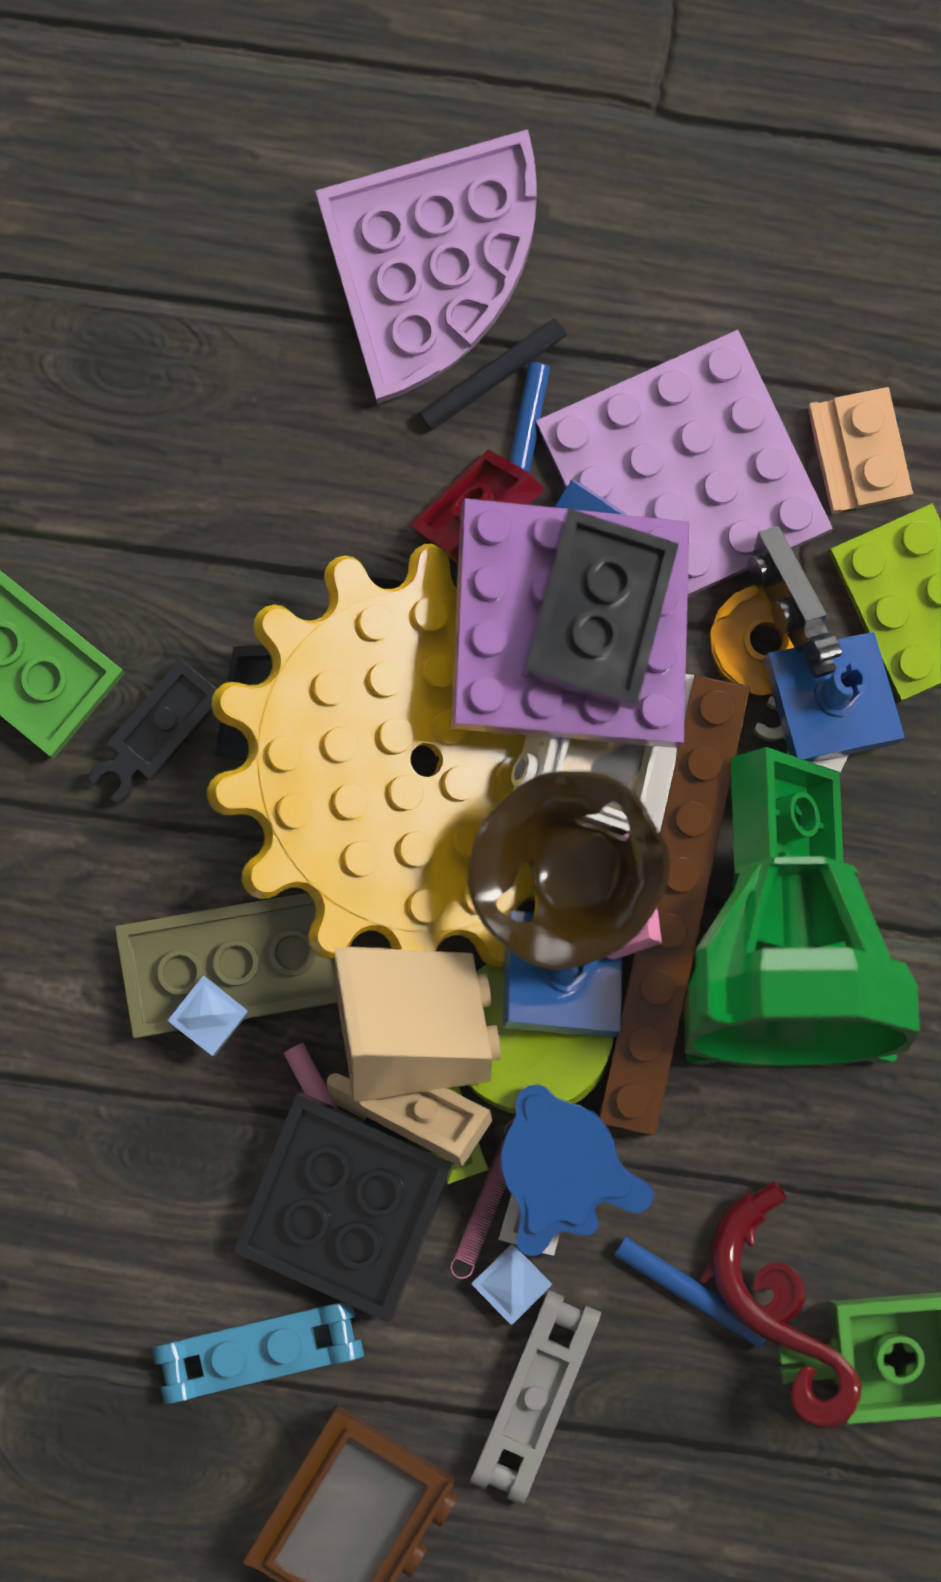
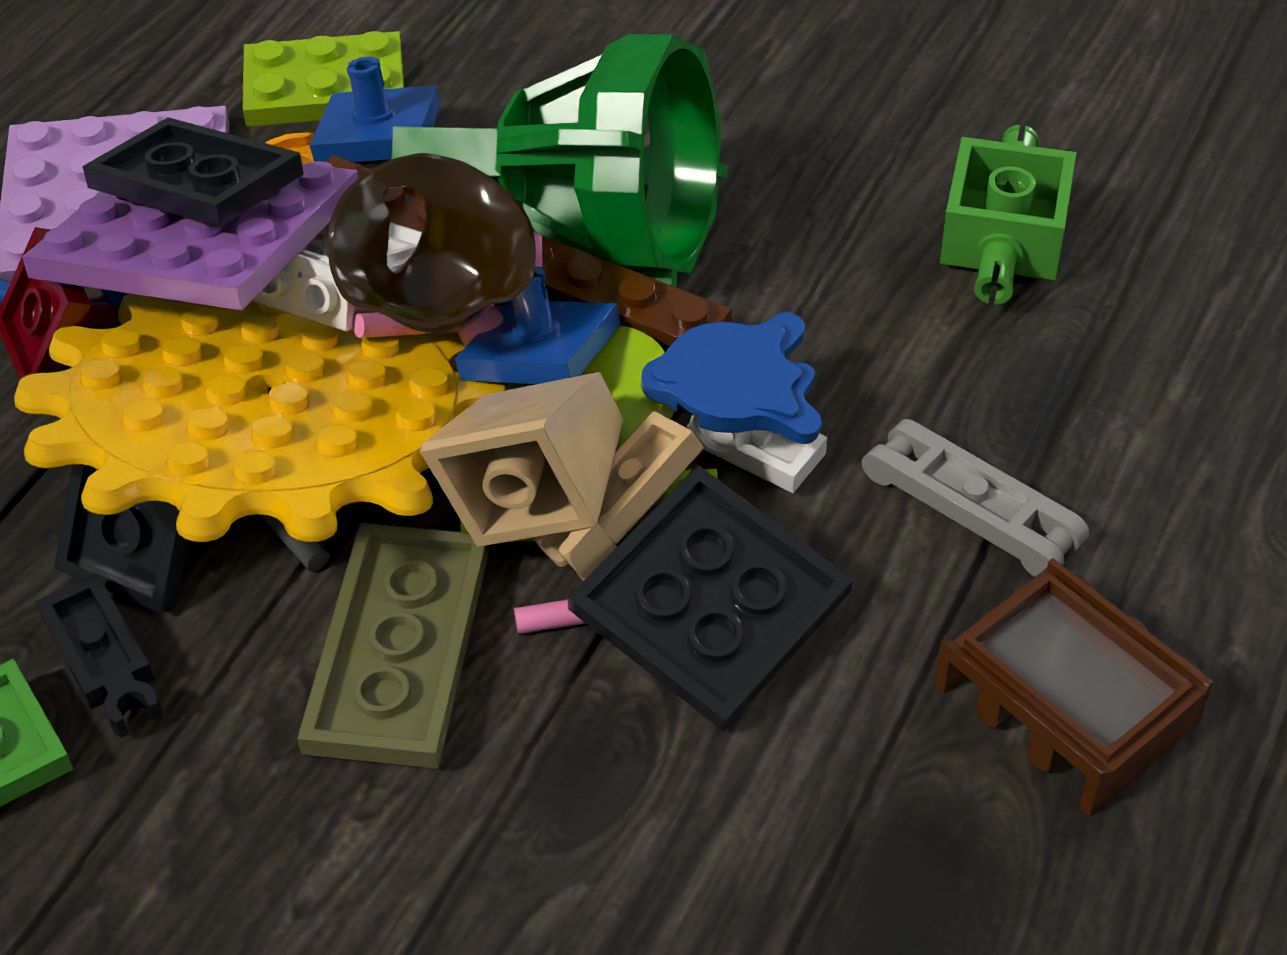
camera: 80 degrees left, 35 degrees down
(208, 1016) = (443, 662): light blue tile -> none
(257, 1351) = (850, 739): dark azure plate -> none
(495, 1167) = (751, 495): bright pink piece -> none
(511, 1283) = (845, 492): light blue tile -> none
(683, 1287) = (898, 358): blue bar -> none
(769, 1321) = (946, 281): dark red plant -> none
(793, 601) = (279, 111): black plate -> none
(860, 450) = (168, 80): light nougat plate -> none

